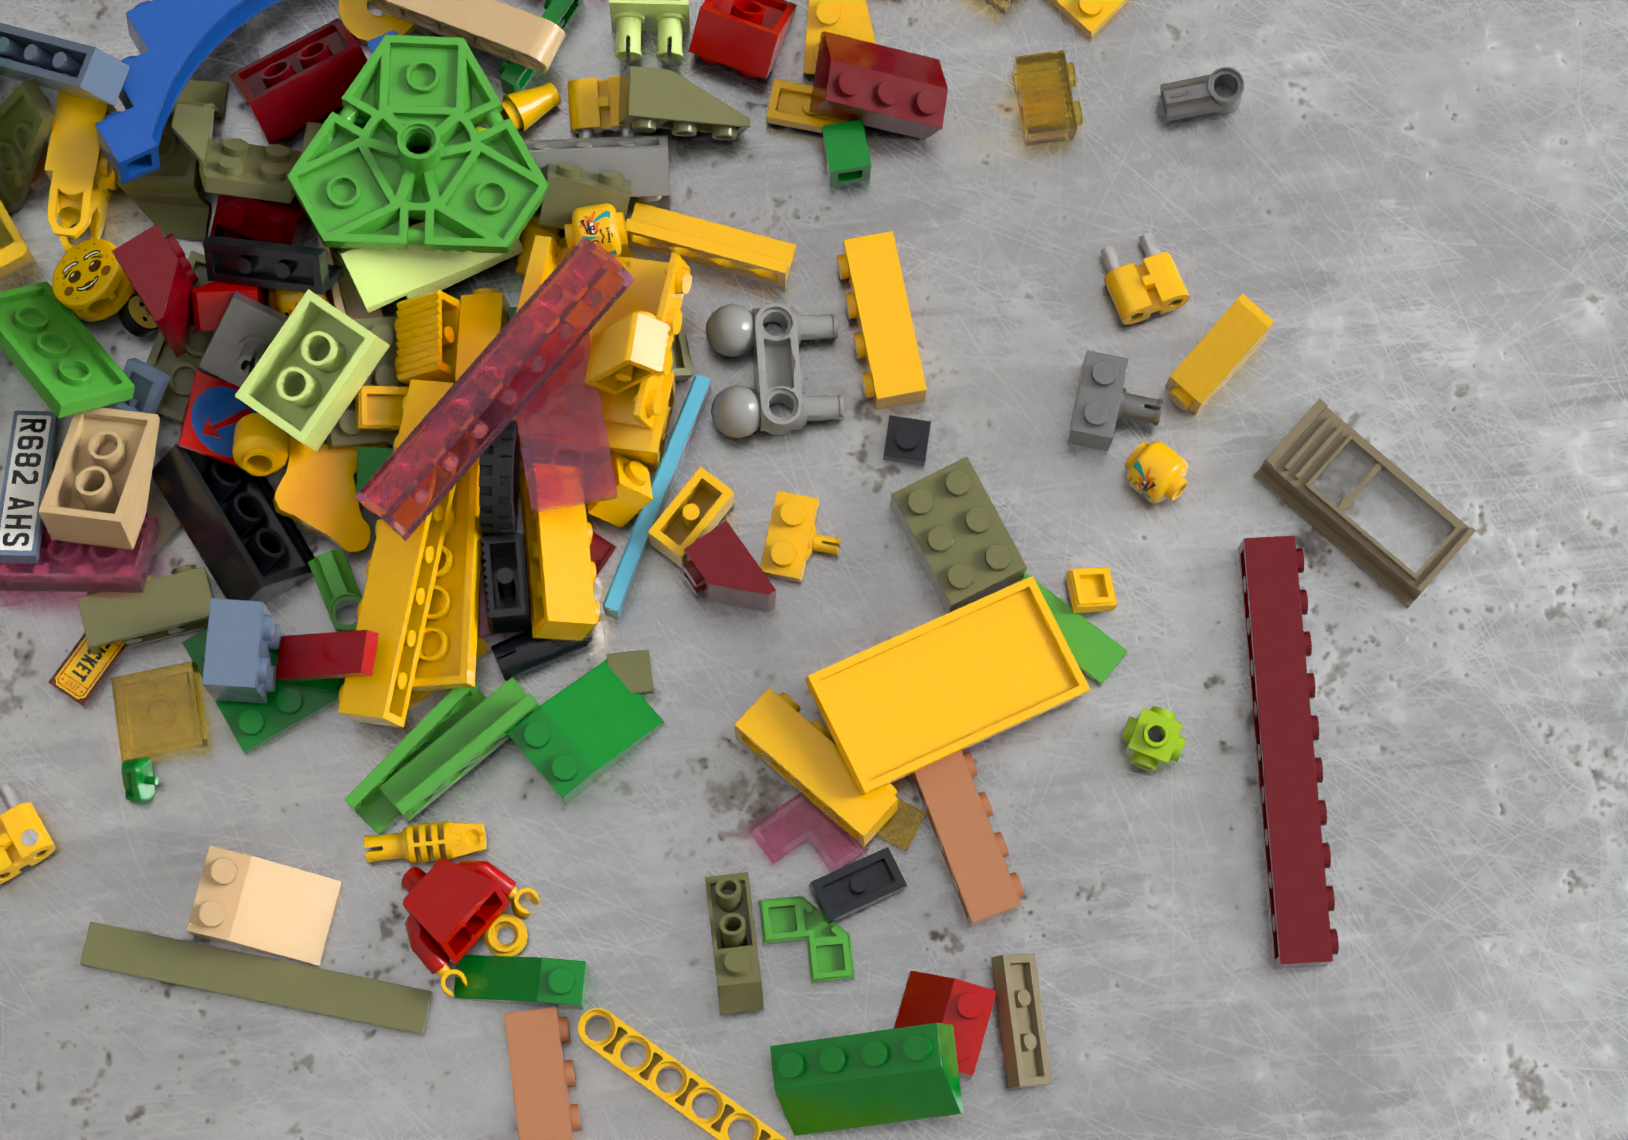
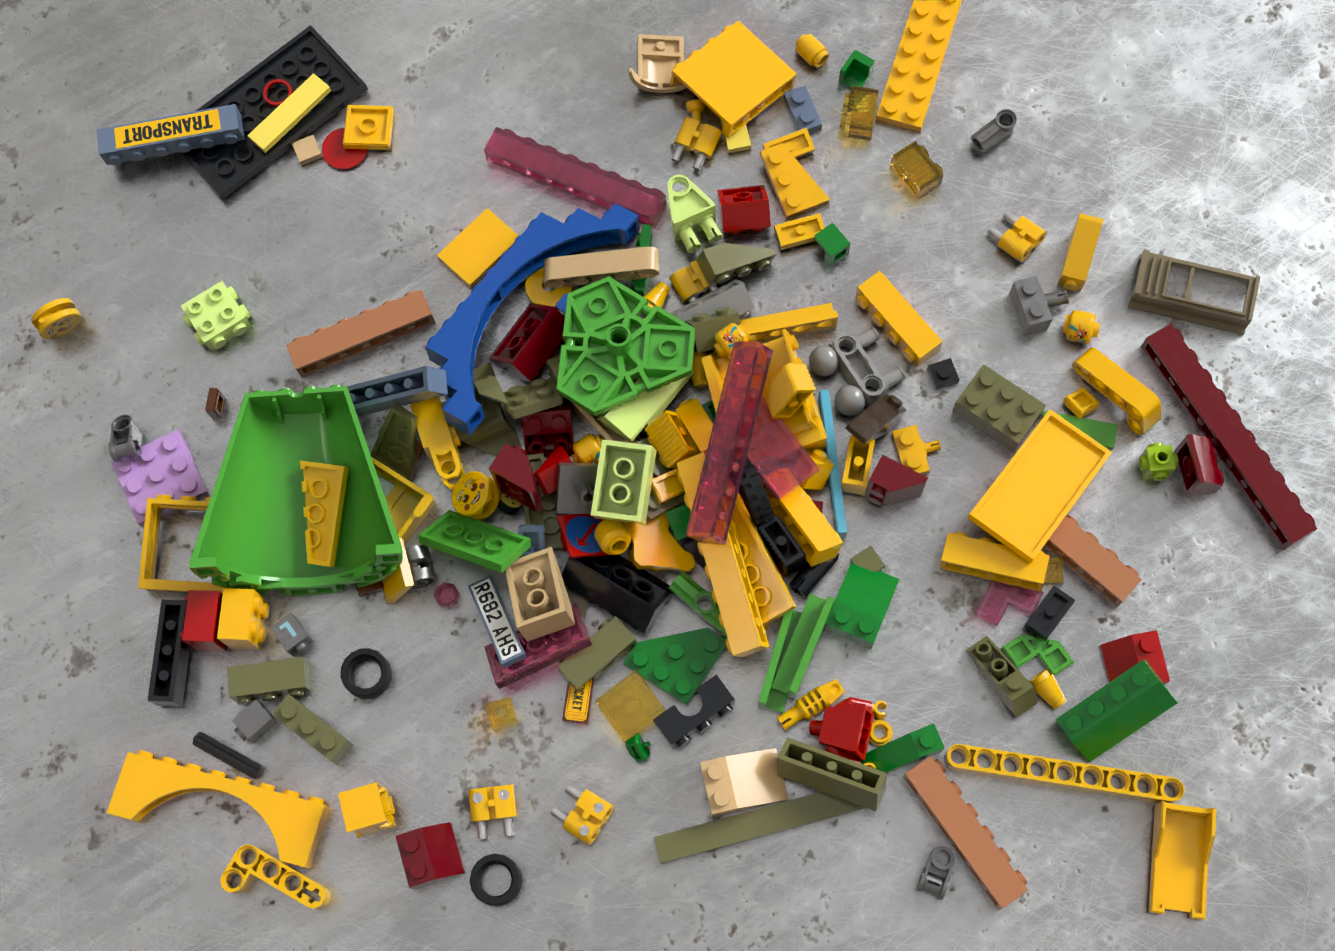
camera: 15 degrees left, 5 degrees down
(240, 651) = (661, 649): sand blue brick -> none
(269, 265) = (568, 440): black panel -> none
(285, 768) = (678, 728): none -> black arch
(327, 655) = (710, 629): red tile -> none
(394, 960) = (831, 774): none -> olive brick
(753, 462) = (877, 419): none -> dark brown slope
(792, 996) = (1048, 688): none -> yellow cone
(879, 85) = (832, 202): dark red slope -> none
(1021, 1020) = (1174, 641): dark tan plate -> none
(1159, 599) = (1121, 388): none -> yellow beam
(1213, 776) = (1199, 466): none -> dark red slope

